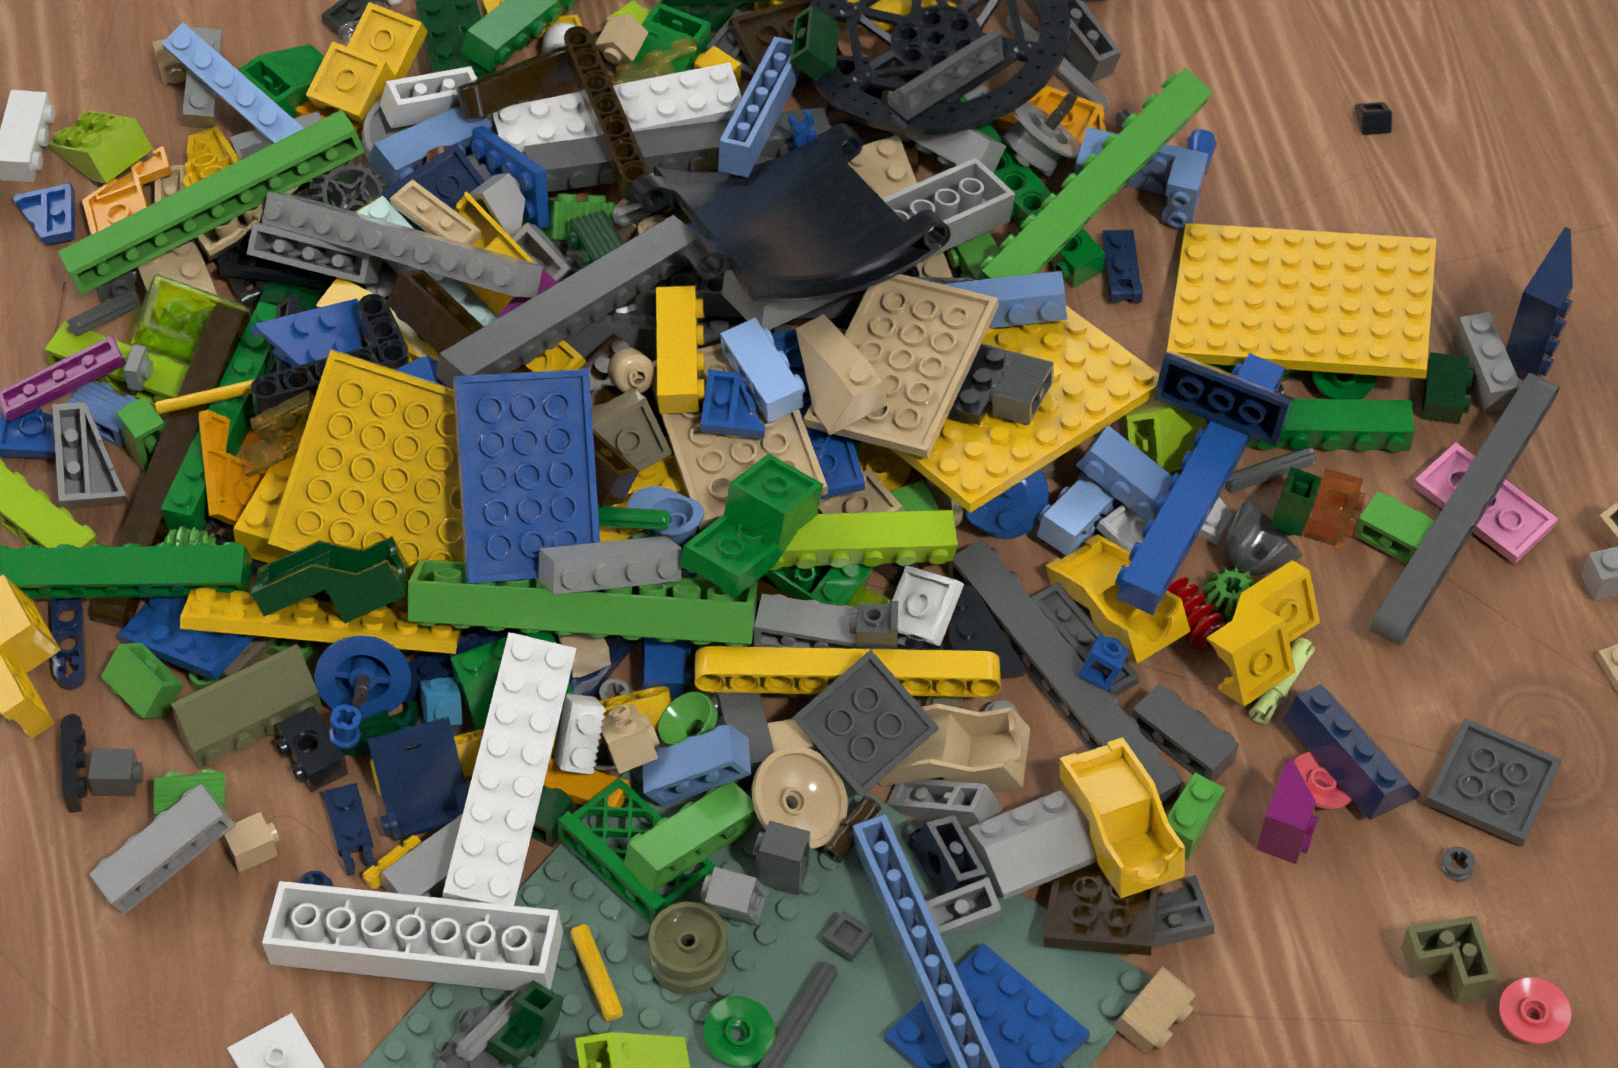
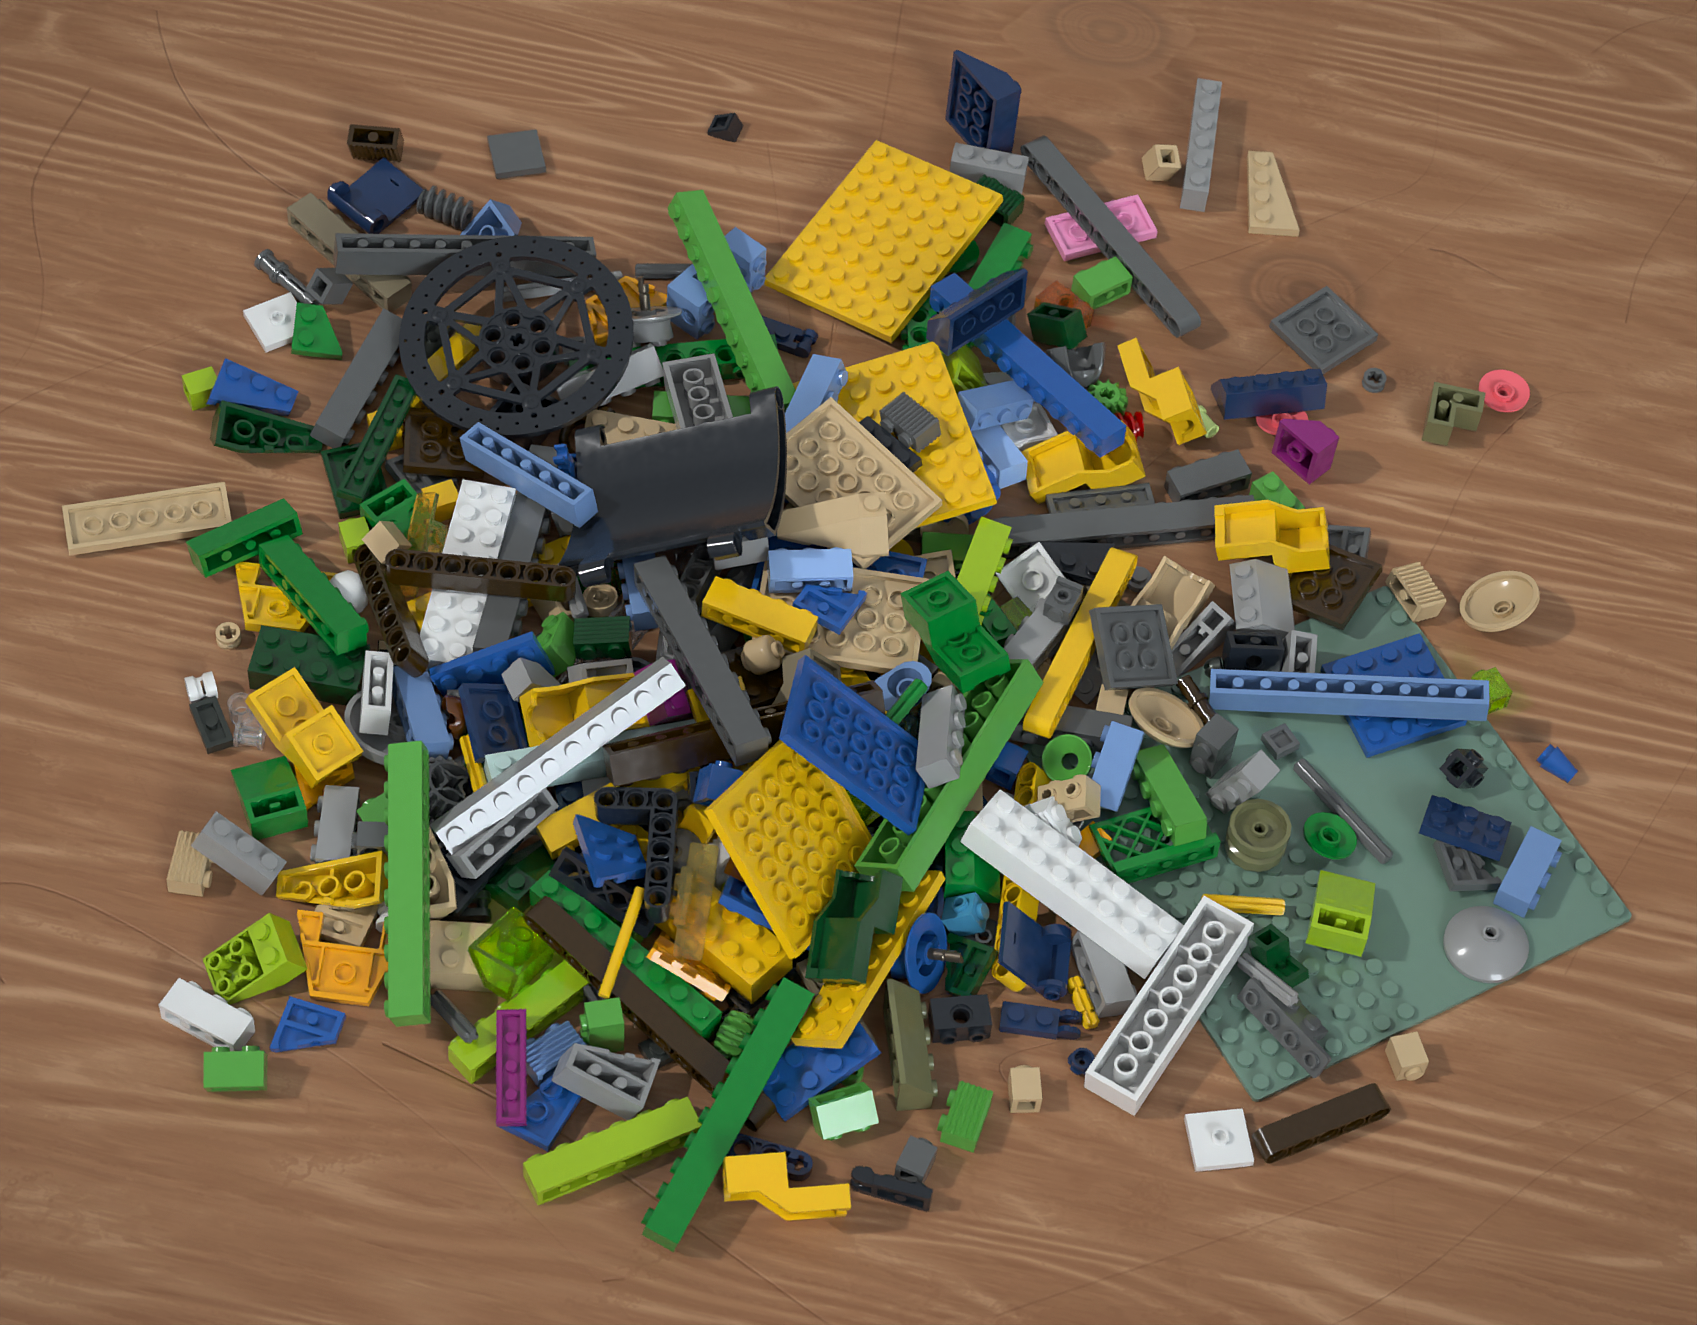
camera: 70 degrees left, 0 degrees up
(138, 367) = (540, 1002): light grey plate -> none
(162, 849) = (1013, 1145): light grey brick -> none
(230, 84) = (287, 826): light blue plate -> none
(345, 726) = (964, 981): blue bush -> none
(433, 214) = (532, 725): tan tile -> none
(814, 43) = (489, 412): dark green brick -> none
(948, 75) = (578, 343): dark grey fence -> none
(1108, 653) = (1139, 492): blue brick -> none

